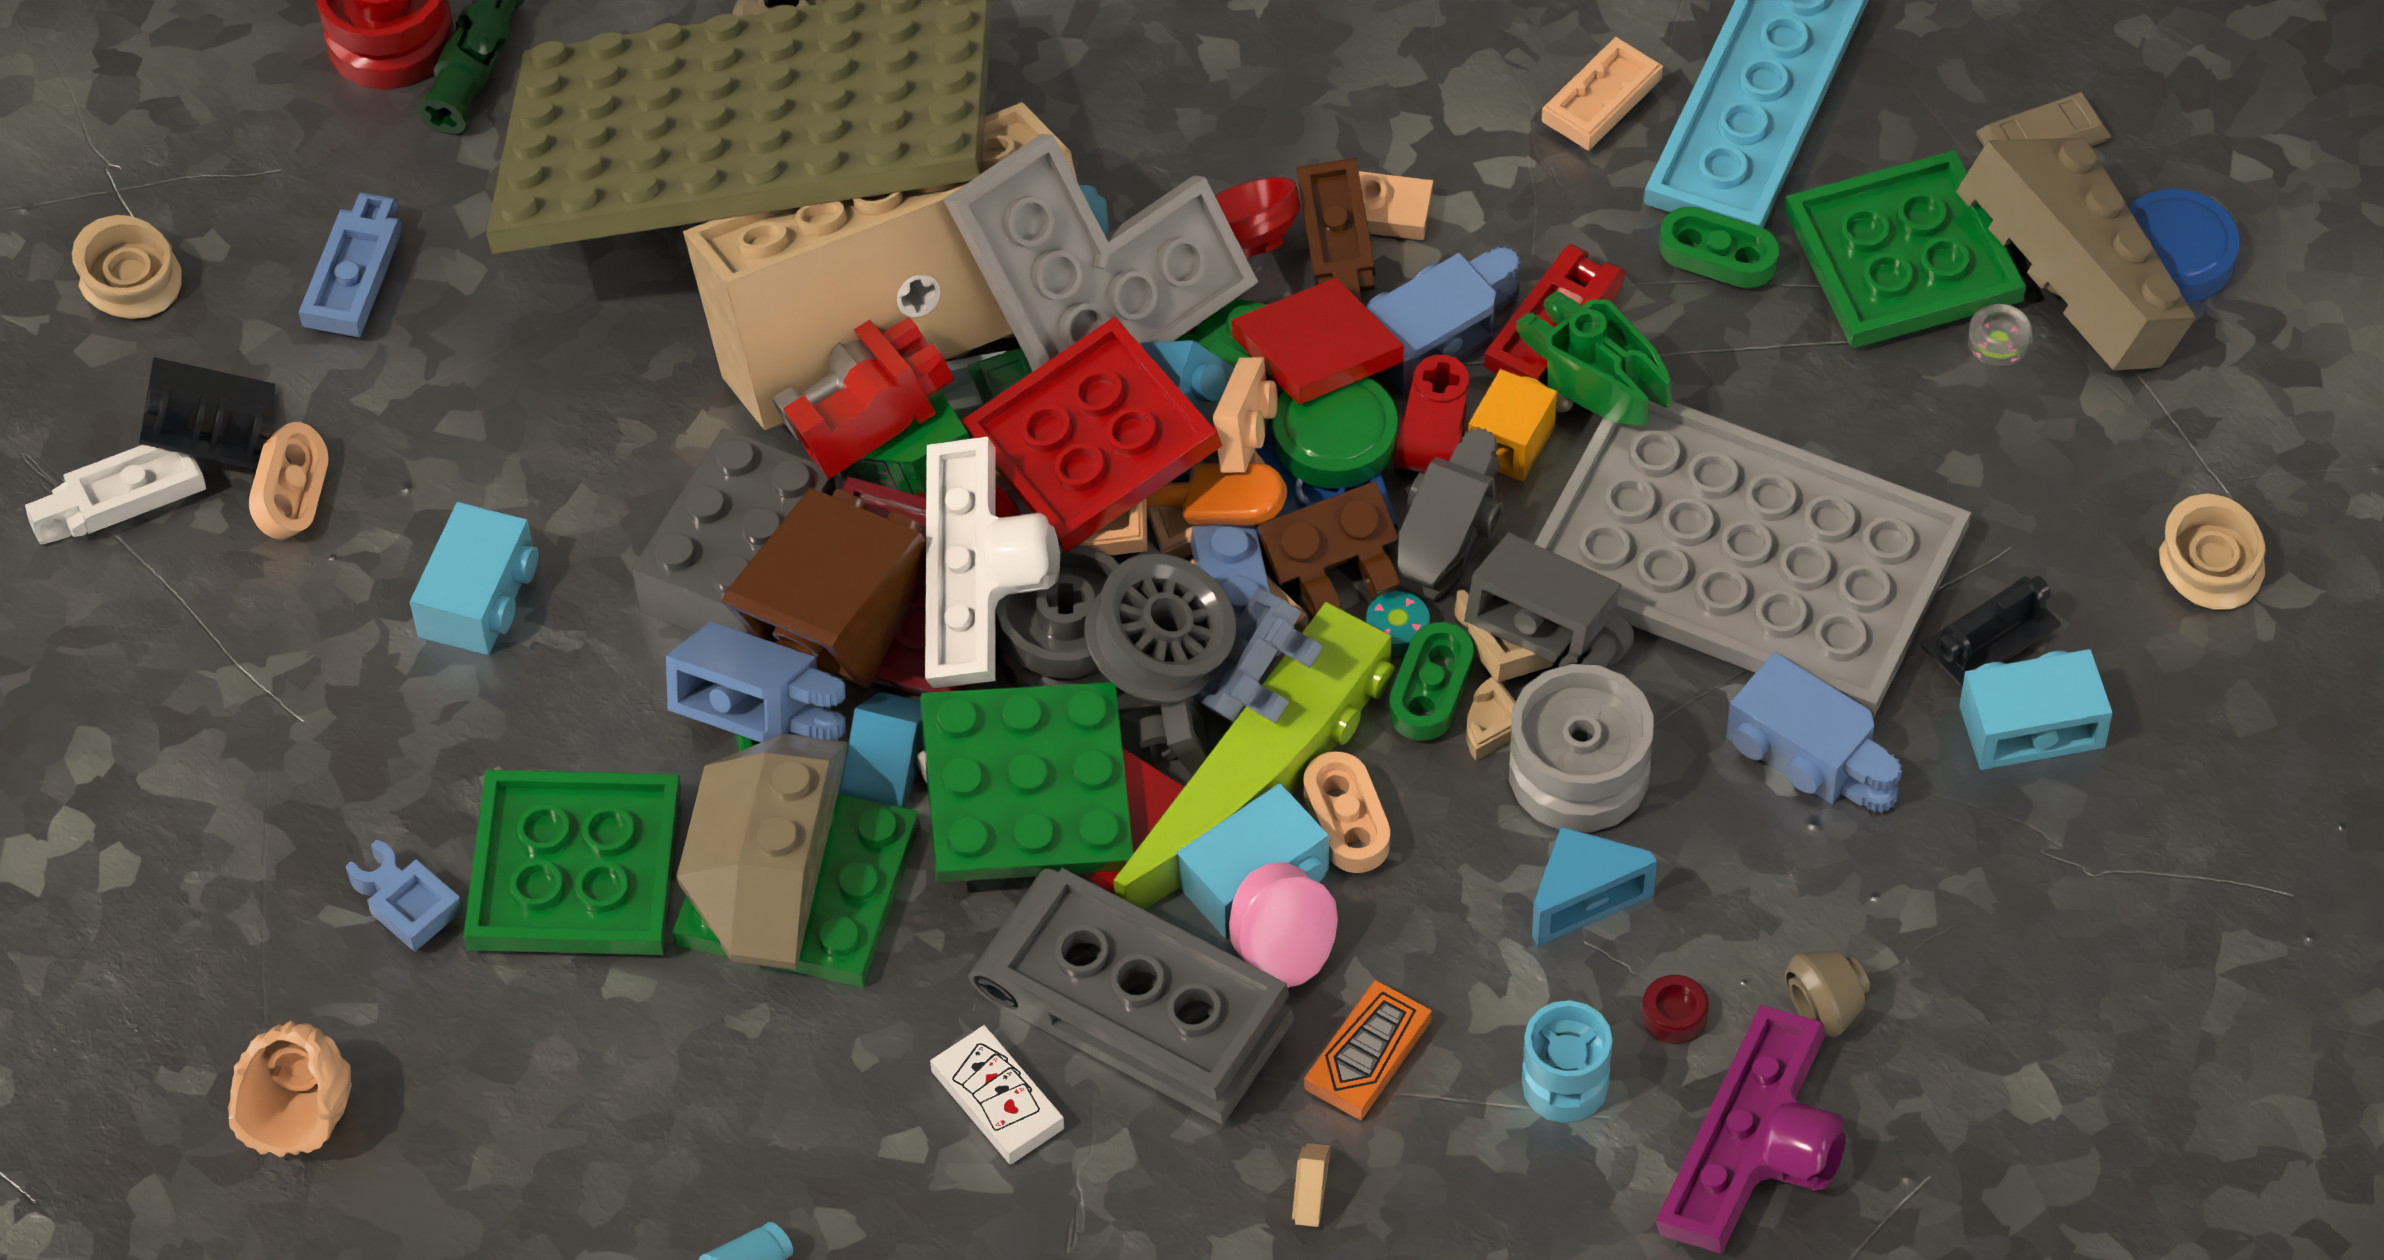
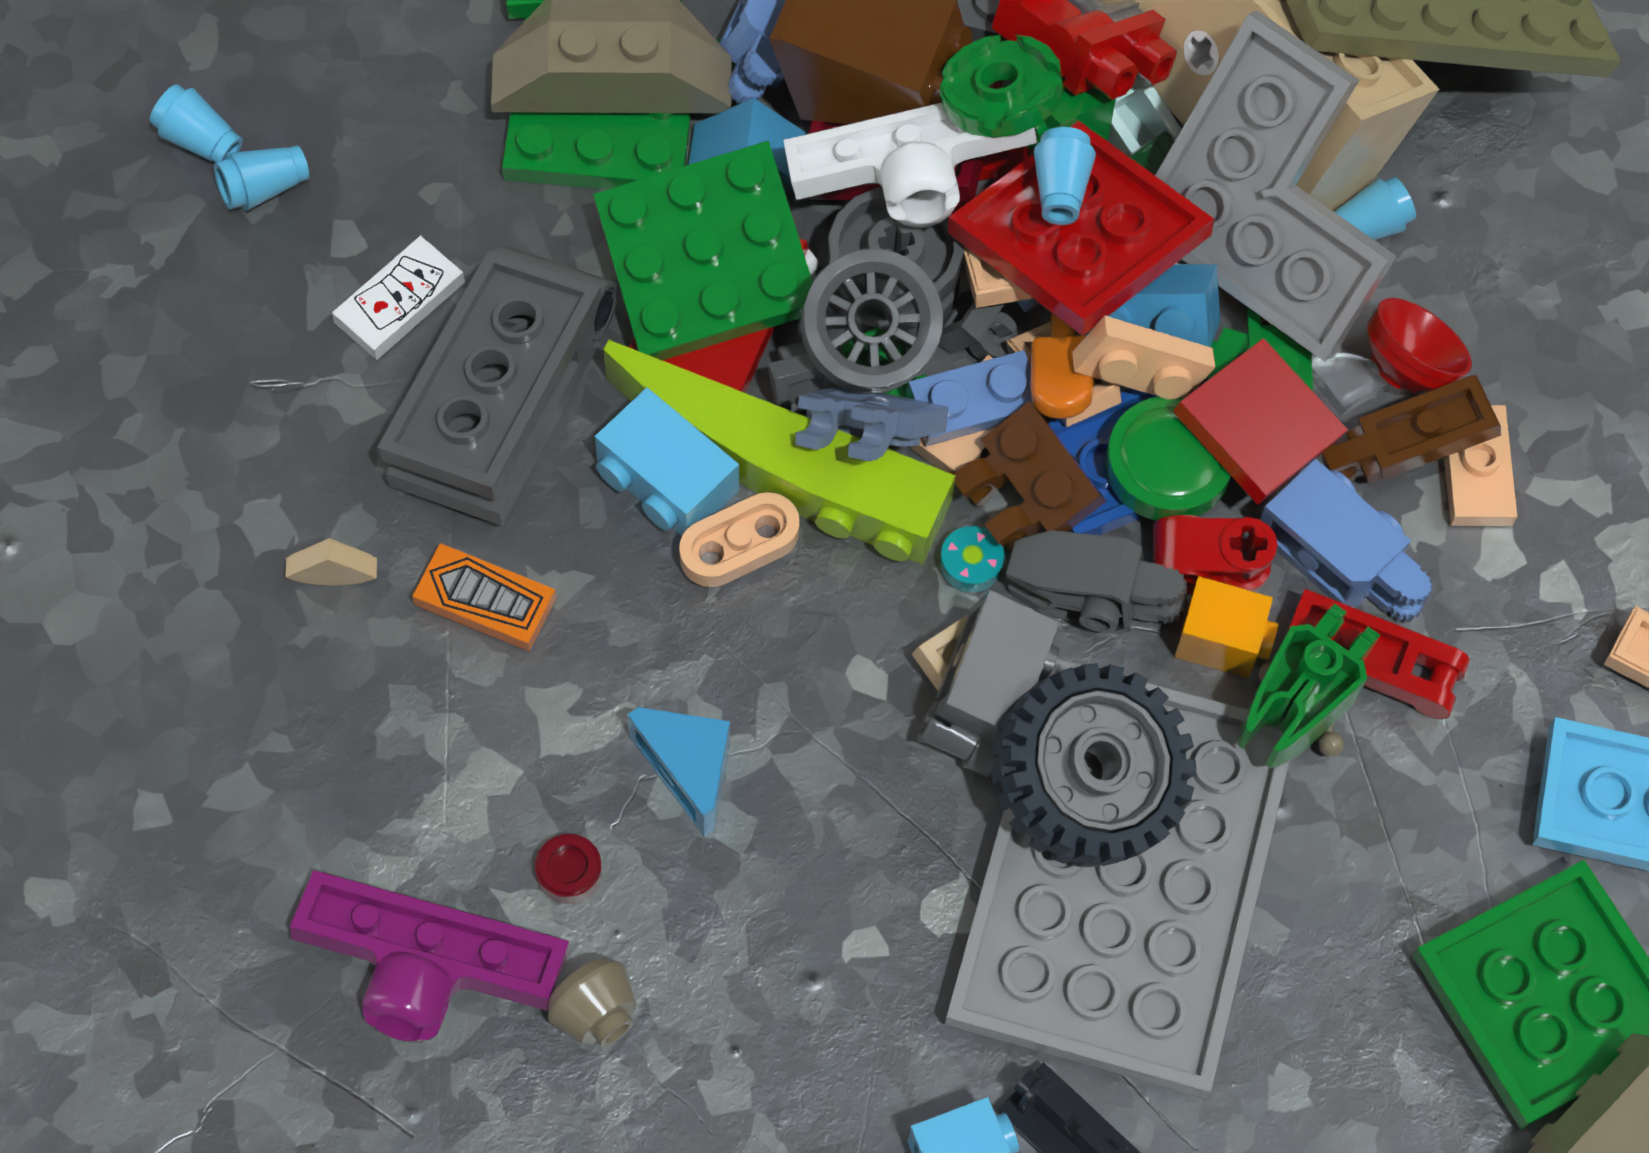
camera: 75 degrees right, 10 degrees up
(820, 1211) = (259, 175): none -> medium azure cone
(950, 484) = (1006, 110): none -> green tile
(1044, 425) = (1063, 172): none -> medium azure cone
(1283, 922) = (591, 493): bright pink piece -> none
(1428, 685) = (904, 590): green plate -> none
(1489, 719) = (876, 660): tan tile -> none
(1566, 1061) = (473, 764): medium azure wheel -> none
(1581, 747) = (833, 732): light grey wheel -> none
(1662, 526) = (1047, 775): none -> wheel
(1721, 247) = (1502, 806): green plate -> none
(1812, 736) = (900, 959): medium blue hinge -> none
(1999, 335) = (1469, 1109): clear tile -> none

